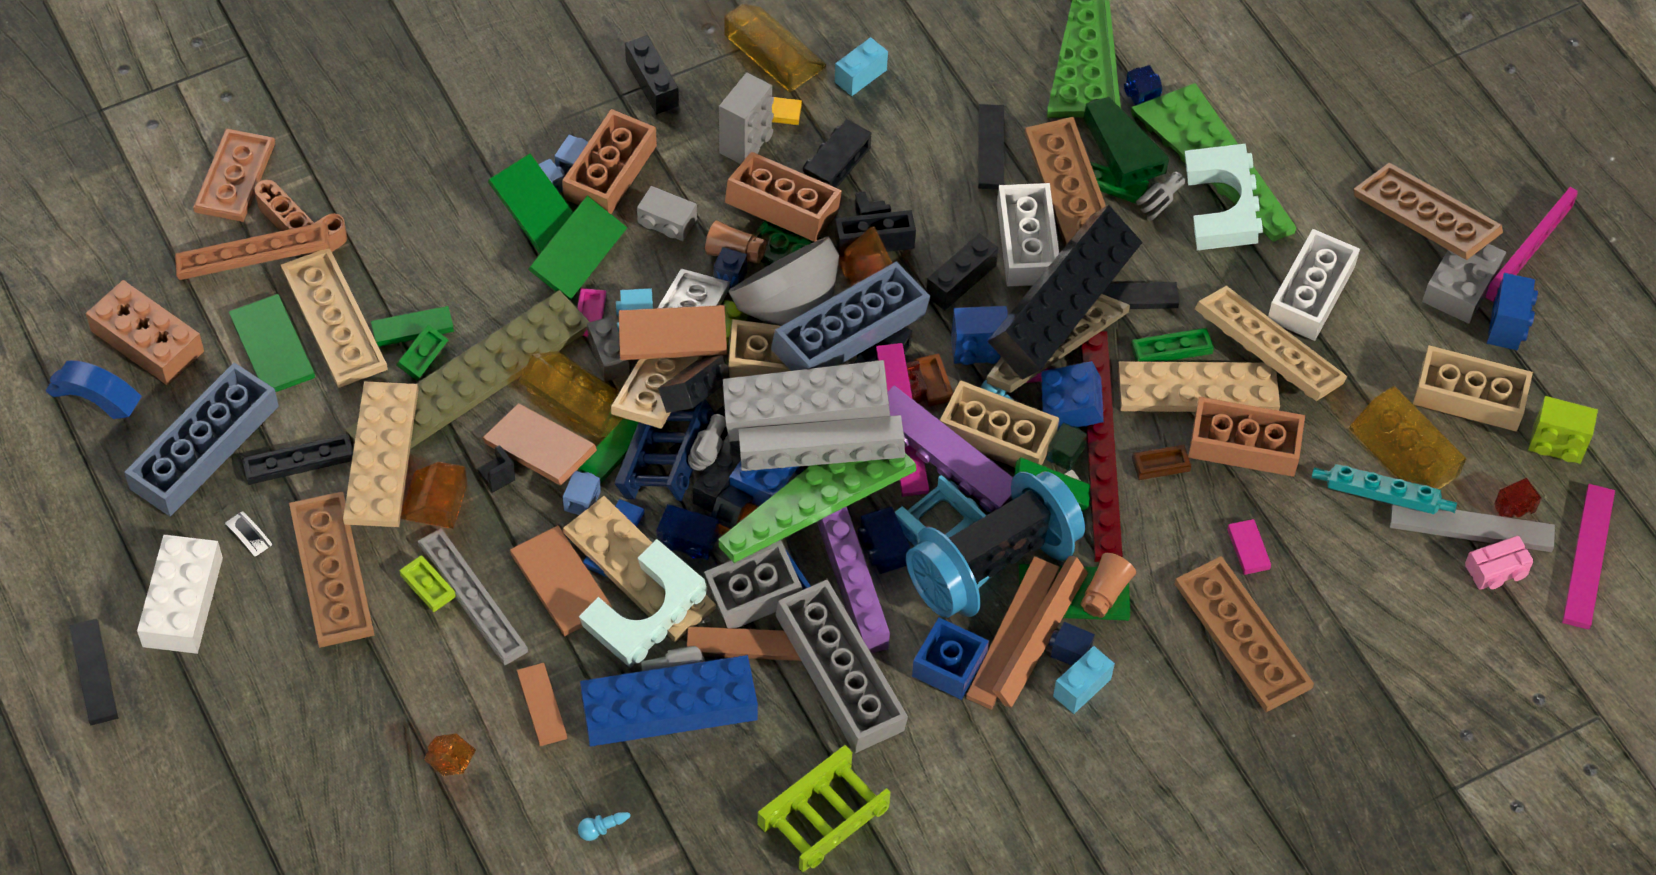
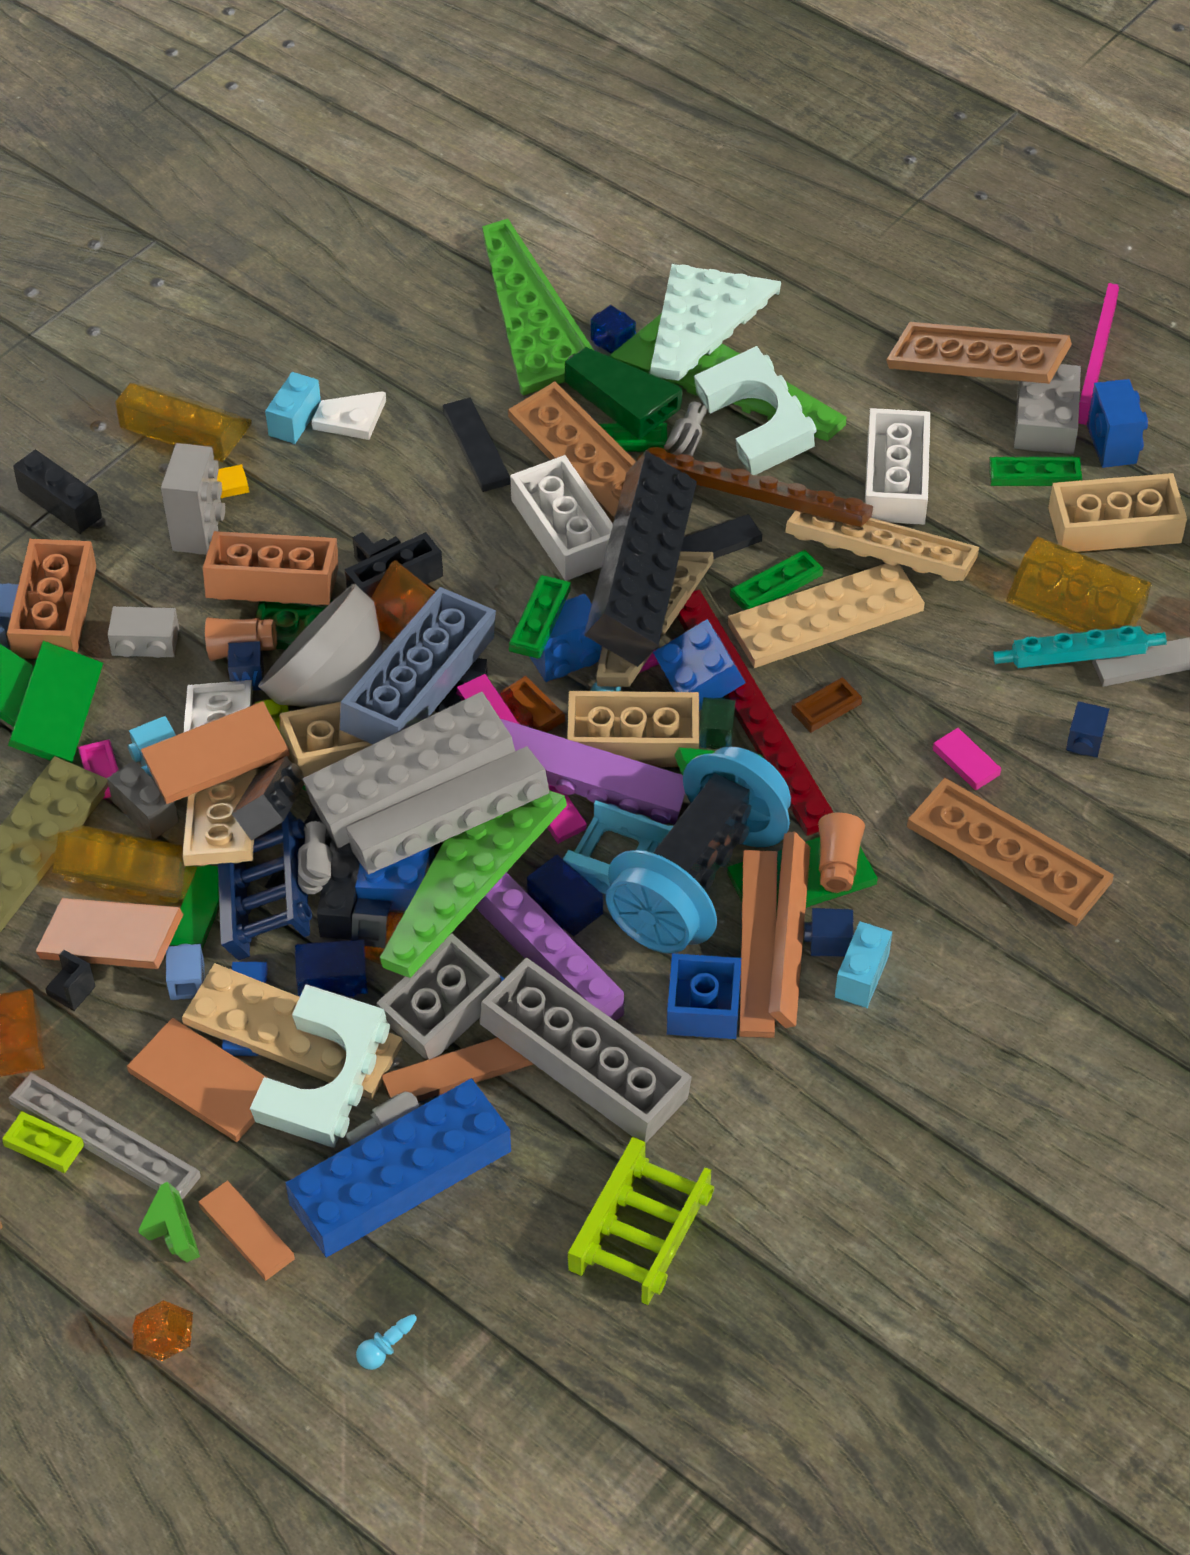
camera: 20 degrees left, 5 degrees down
(490, 674) = (168, 1218): none -> bright green slope
(839, 154) = (313, 502): black brick -> none
(904, 87) = (350, 415): none -> white wing
(961, 313) = (539, 616): none -> green tile
(962, 271) = (512, 578): black brick -> none
(1193, 264) = (769, 489): none -> reddish brown plate
(1221, 96) = (701, 312): none -> light aqua wing
(1246, 436) = (908, 643): nougat brick -> none
(1355, 559) = (1087, 729): none -> dark blue brick
(1428, 327) = (1033, 470): none -> green tile

